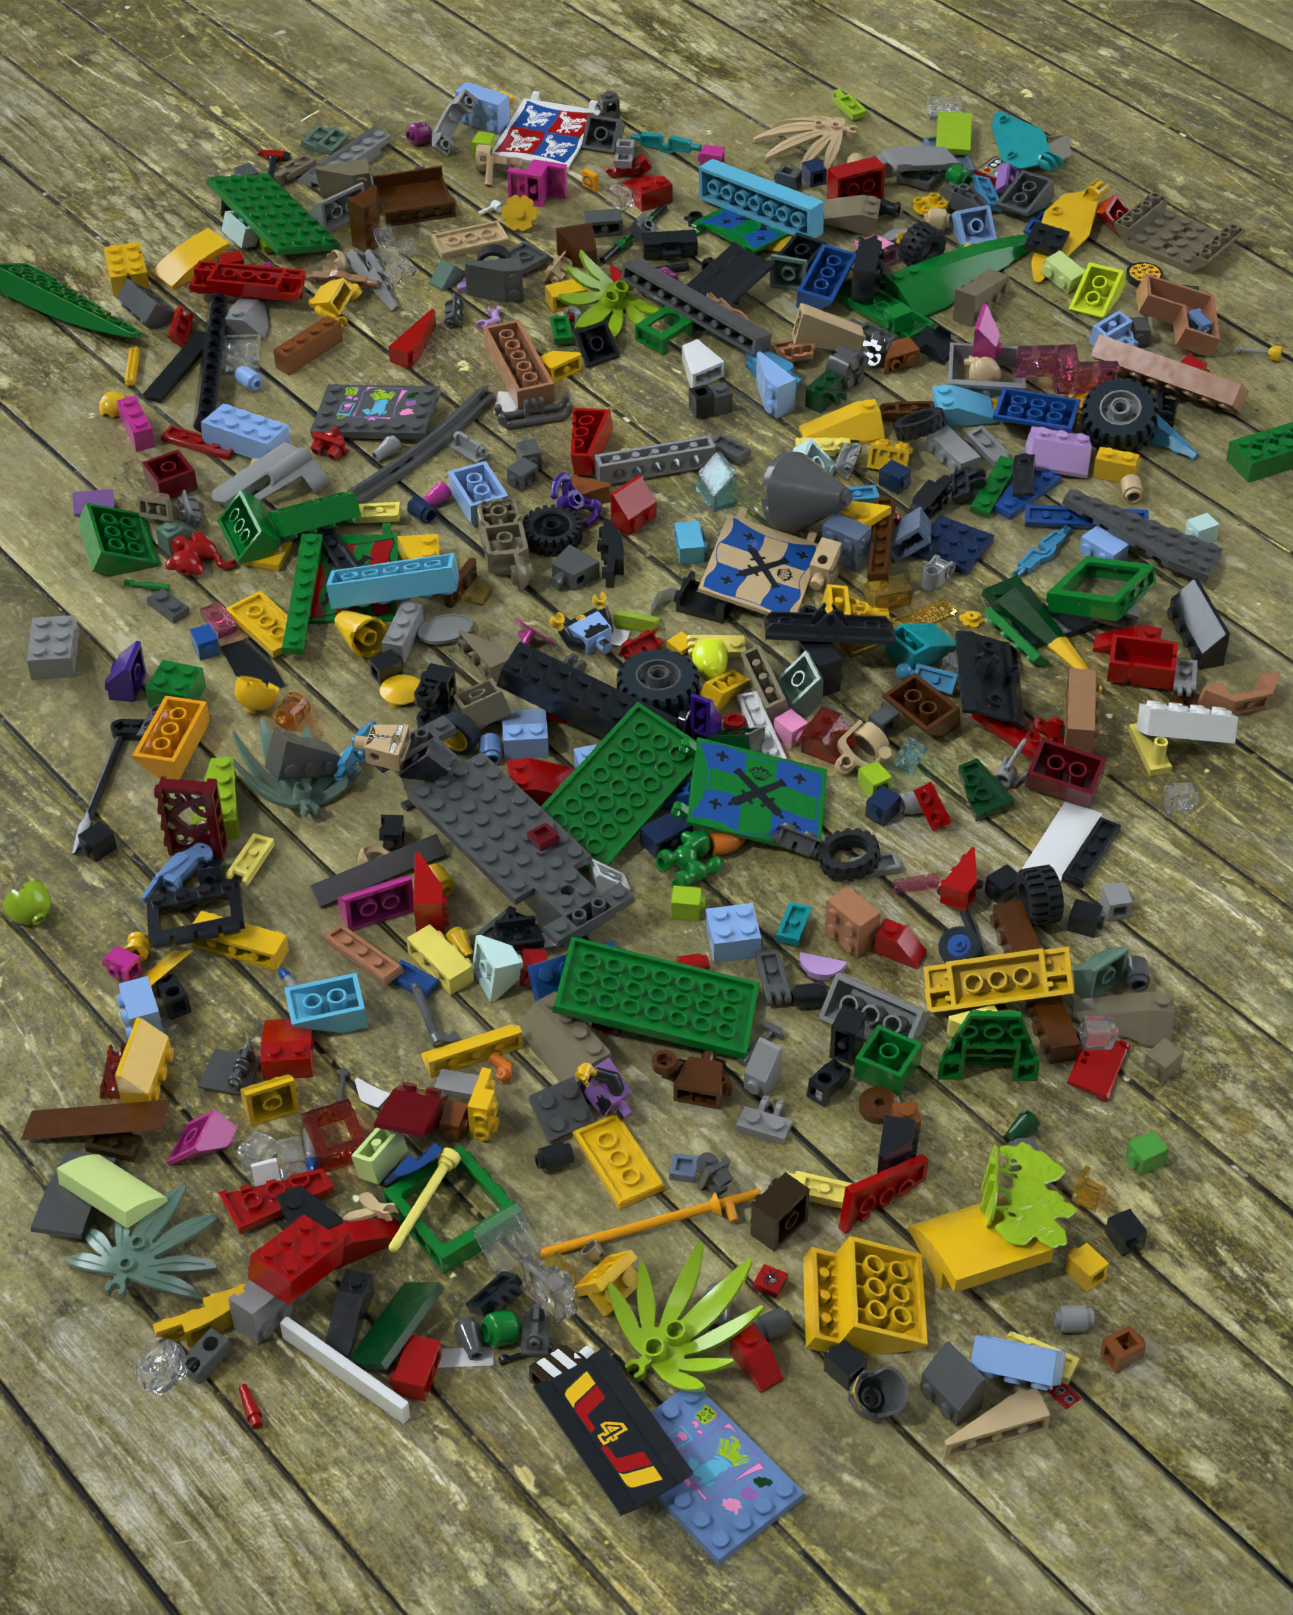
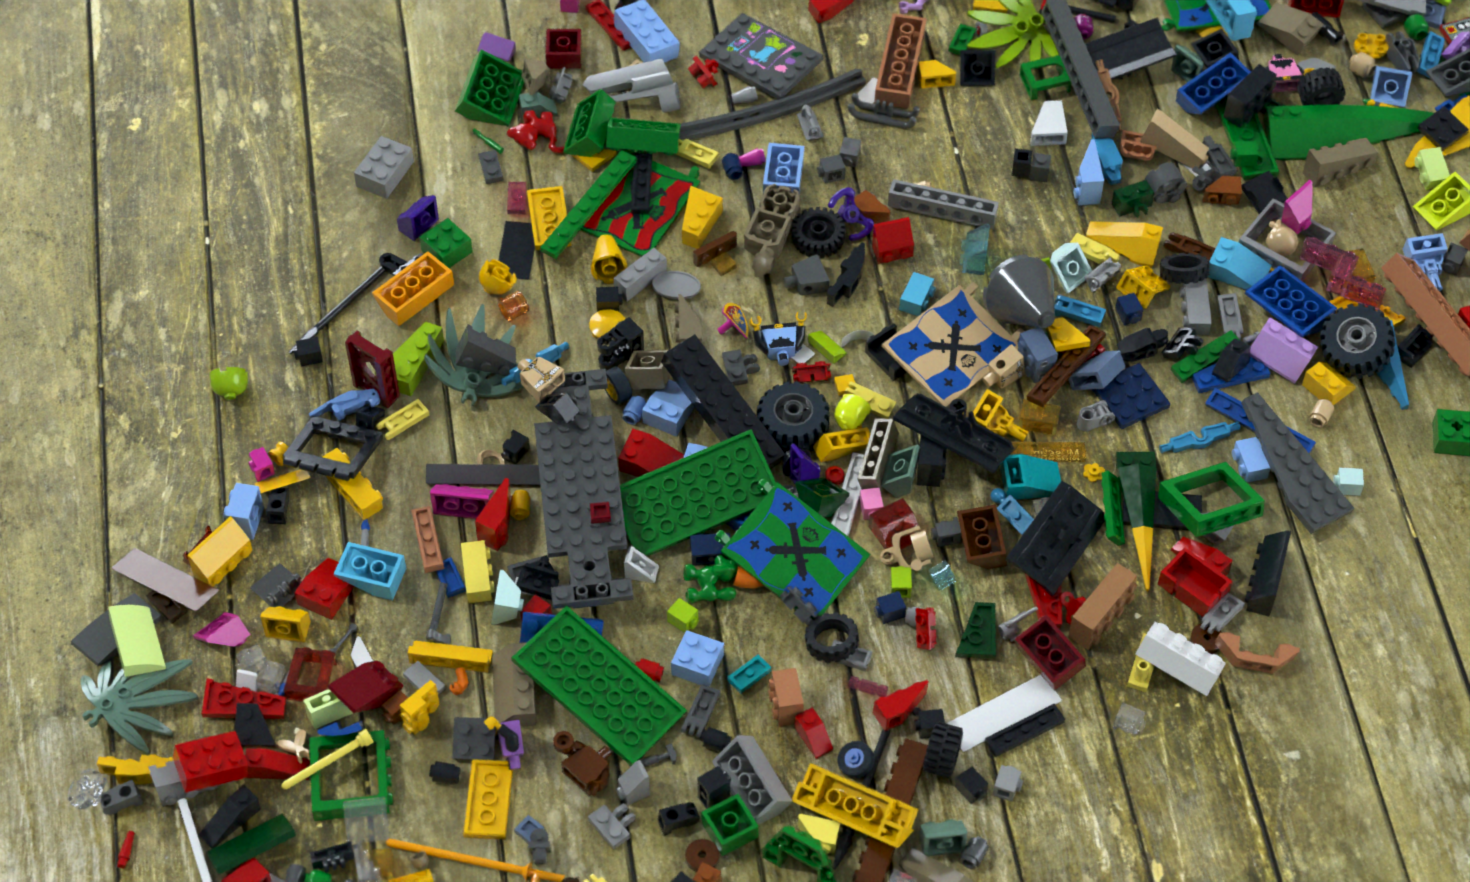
camera: 30 degrees right, 10 degrees up
(205, 642) = (493, 213): blue brick -> none
(393, 581) = (655, 227): medium azure brick -> none
(460, 938) = (499, 561): yellow cone -> none
(589, 438) = (906, 158): red wedge -> none
(731, 448) = (1015, 218): dark grey plate -> none
(821, 967) = (744, 720): lavender tile -> none

